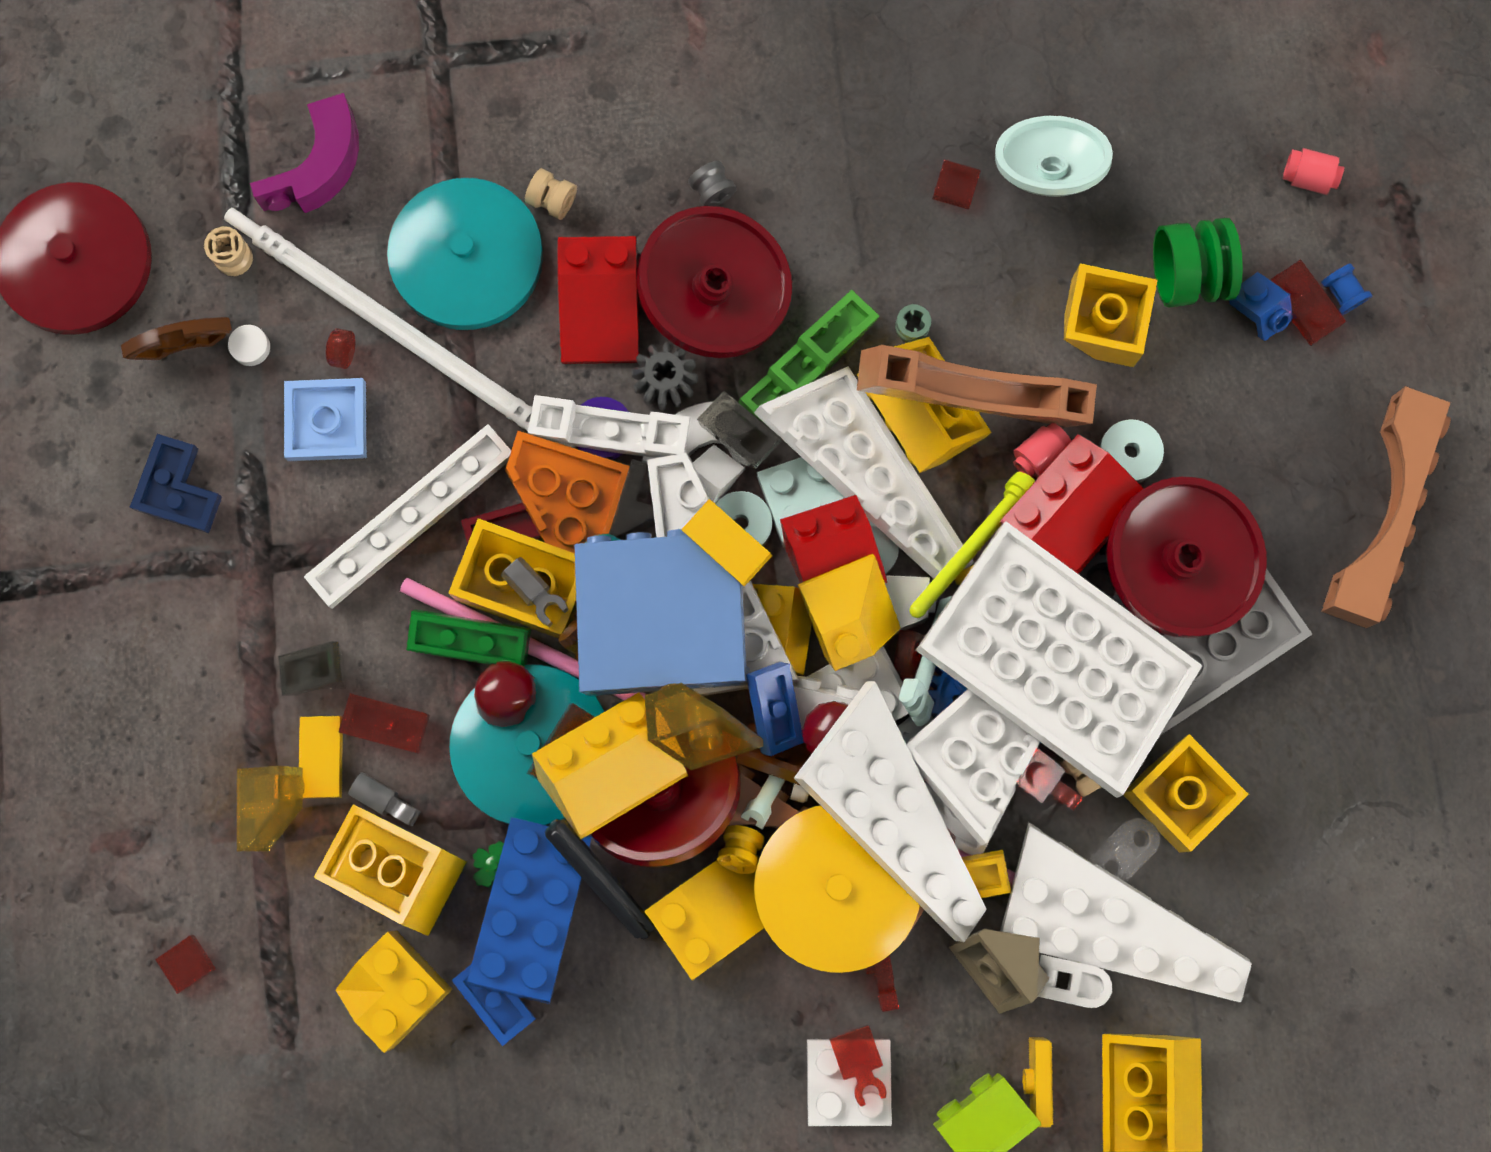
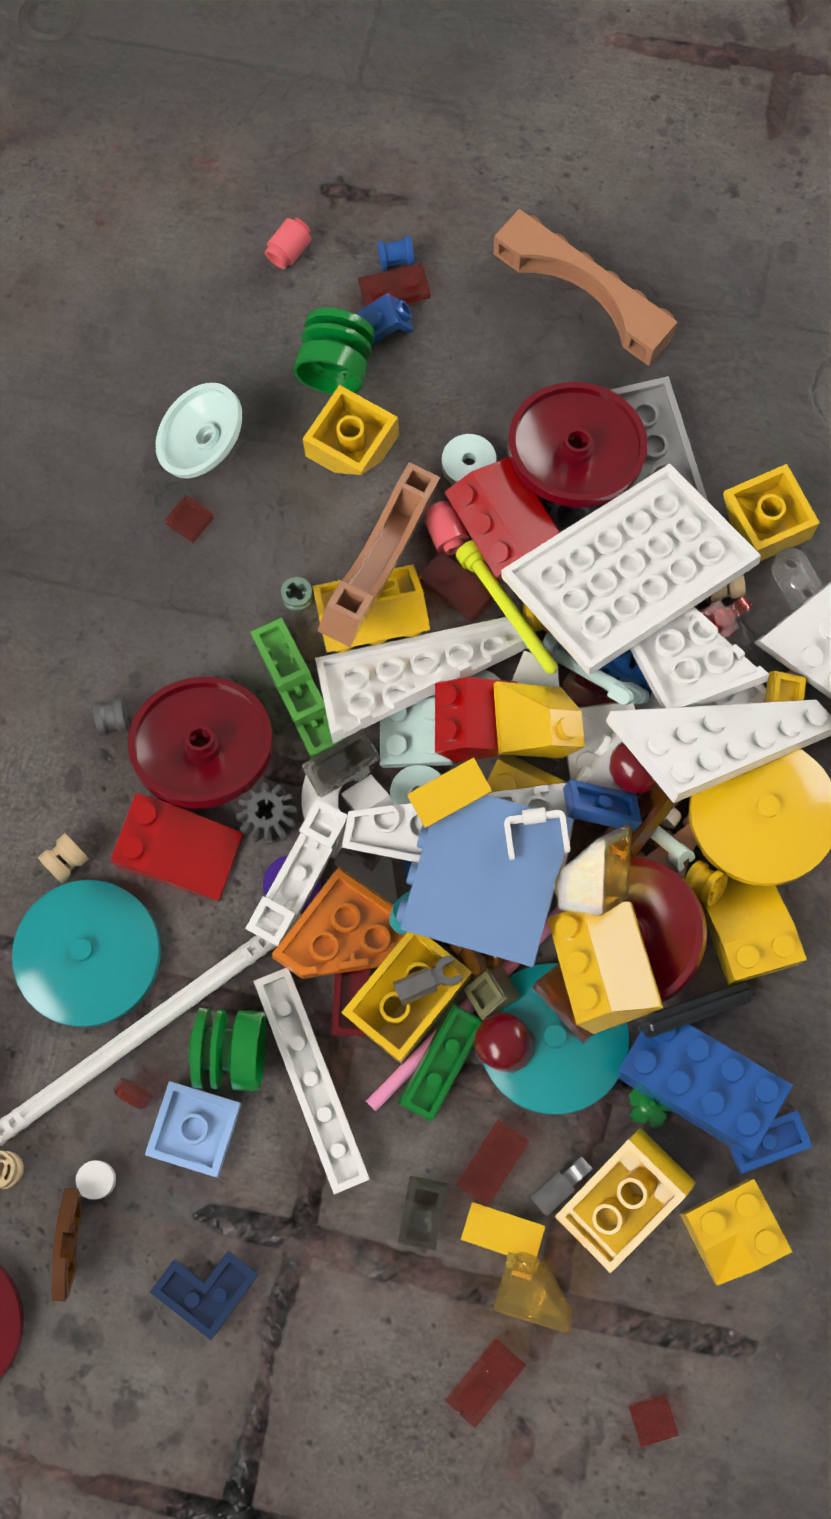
camera: 65 degrees left, 5 degrees down
(172, 786) = (485, 1382): none -> clear red plate
(407, 422) = (228, 1049): none -> green wheel
(553, 666) = (491, 992): none -> olive slope
(731, 638) = (535, 816): none -> white piece
(982, 484) = (455, 586): none -> clear red plate

